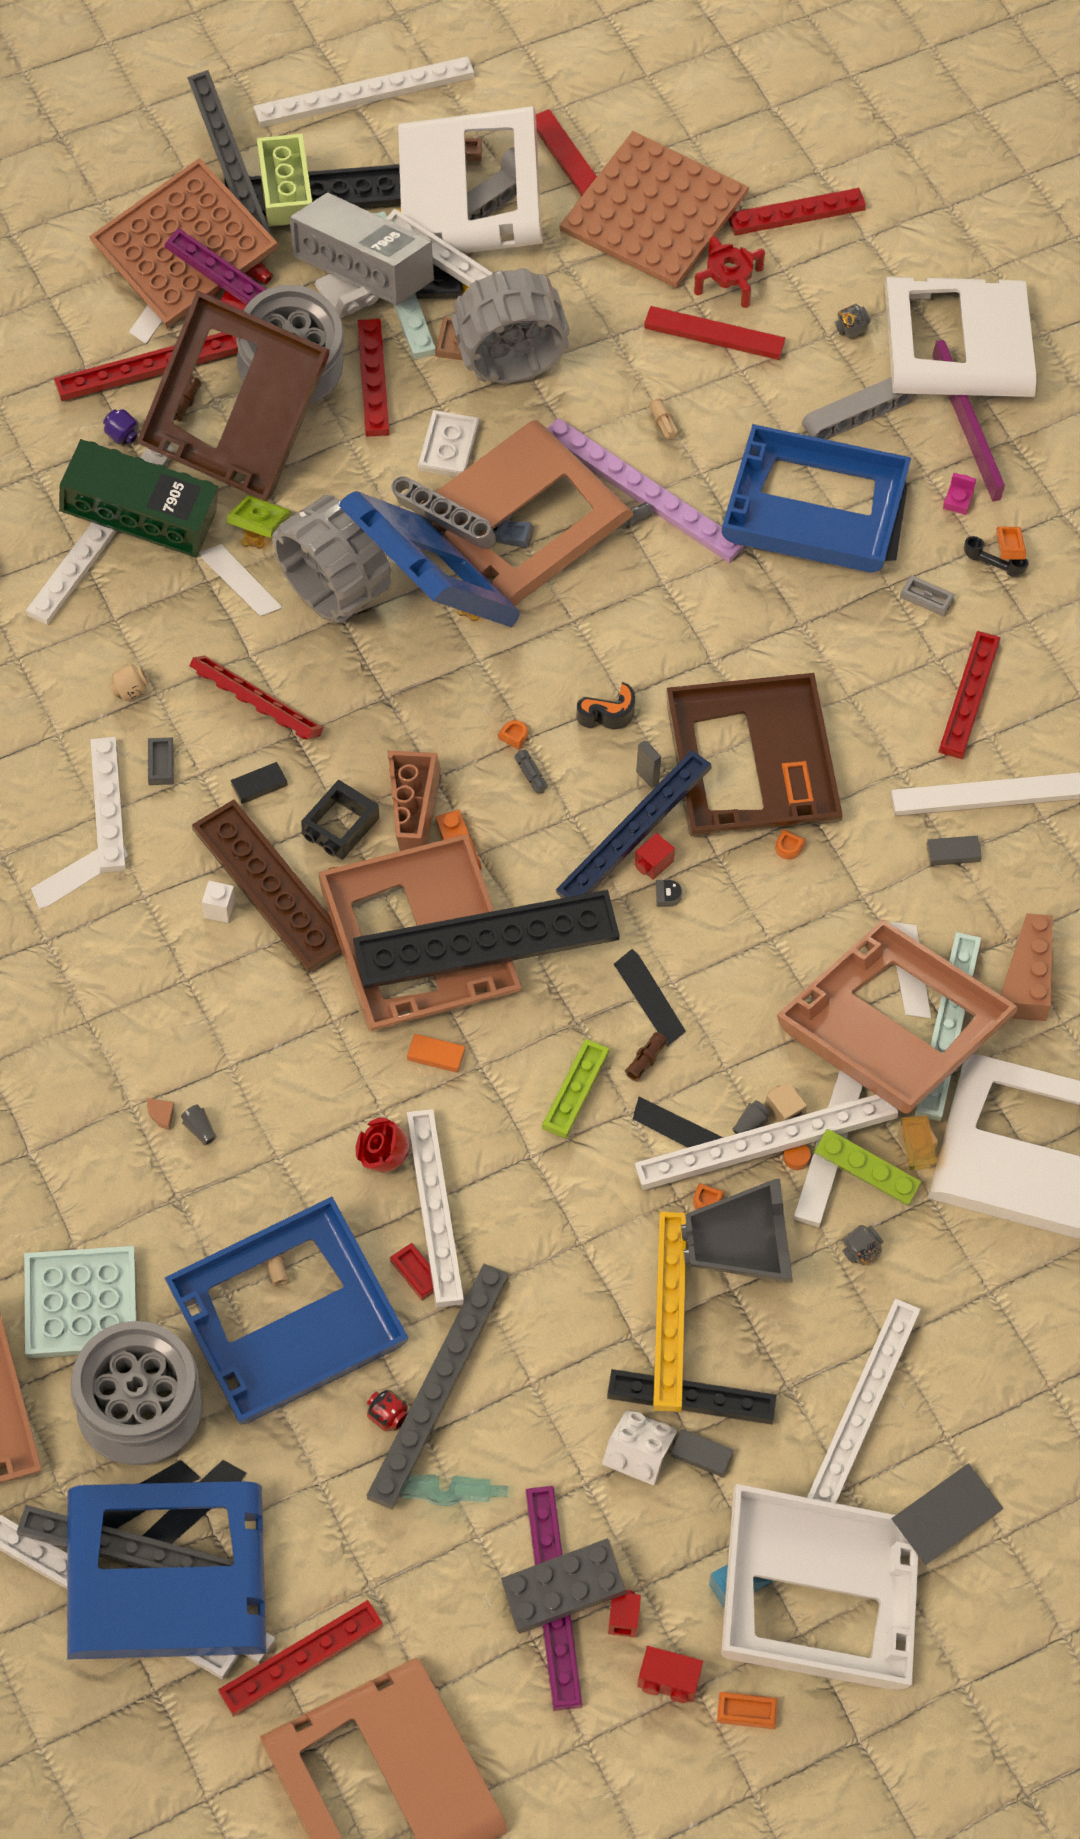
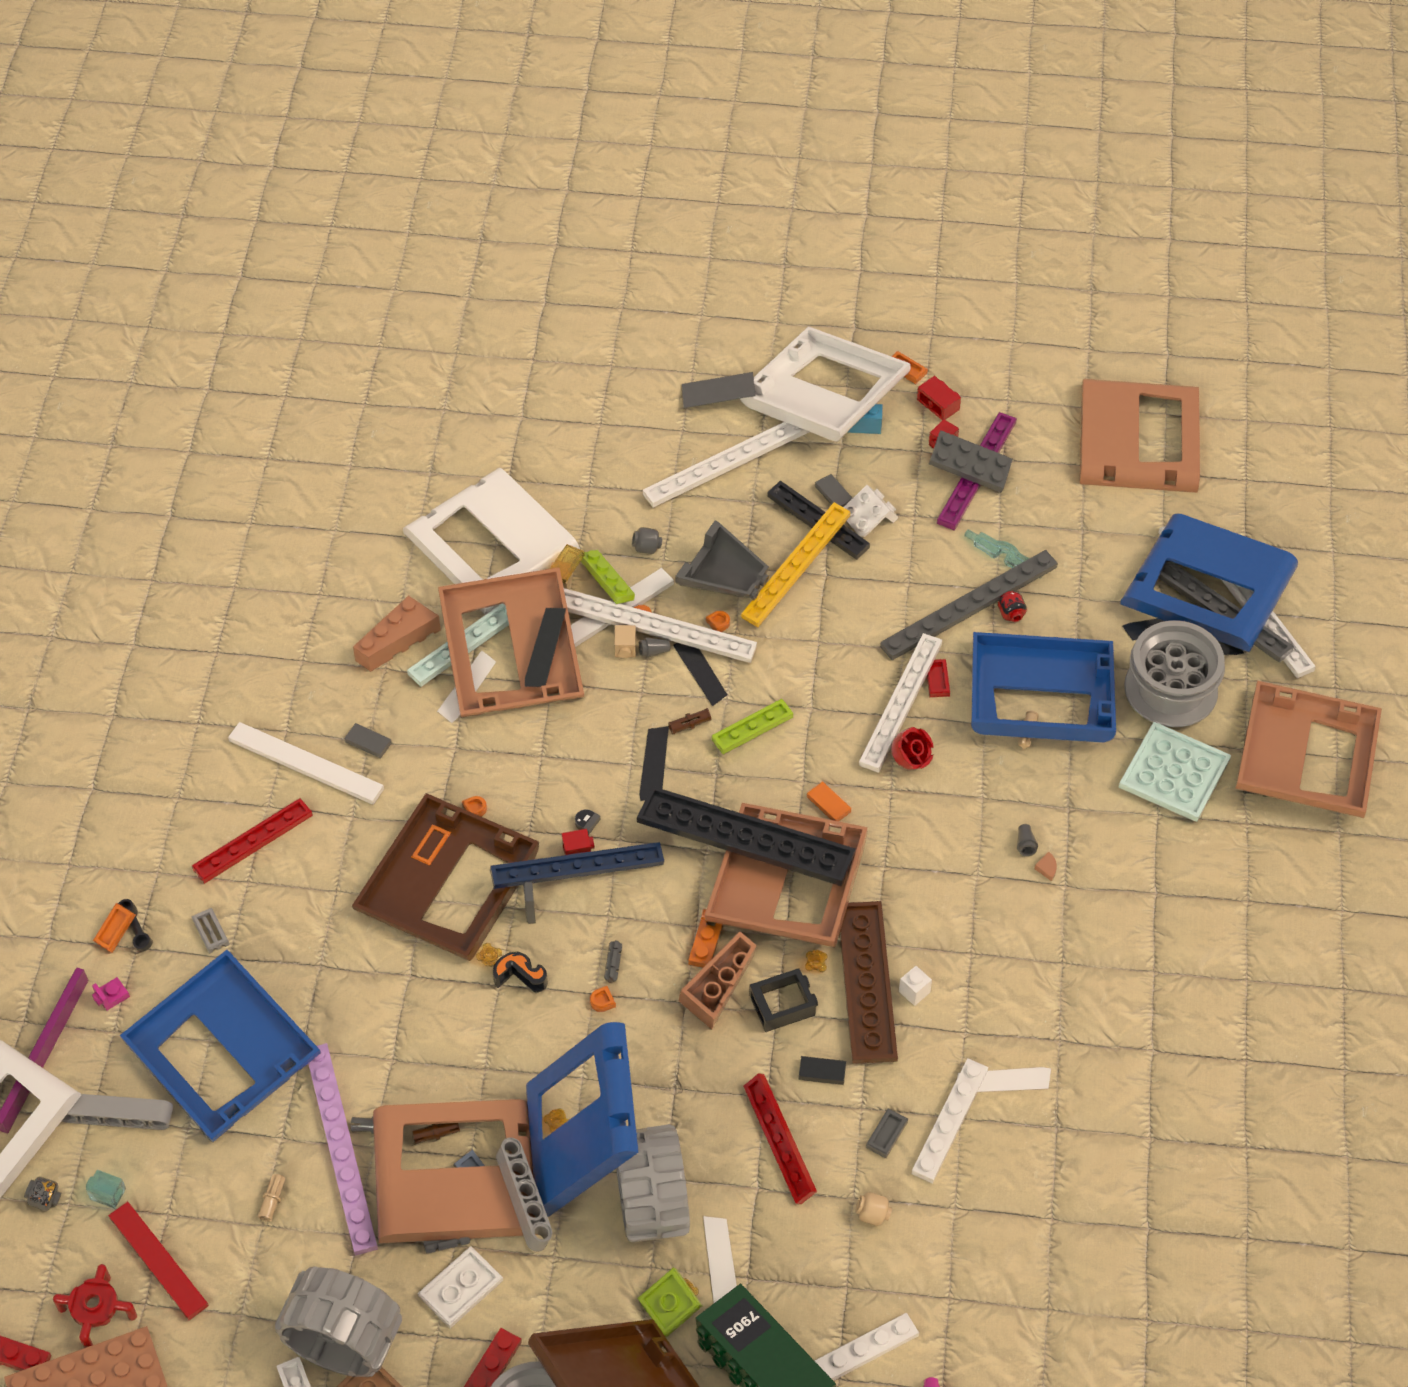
camera: 145 degrees left, 5 degrees down
(300, 1658) = (1147, 510): red plate -> none
(649, 717) = (489, 960): none -> clear yellow plate
(806, 351) = (105, 1188): none -> clear light blue brick
(856, 1029) = (544, 647): none -> black sticker

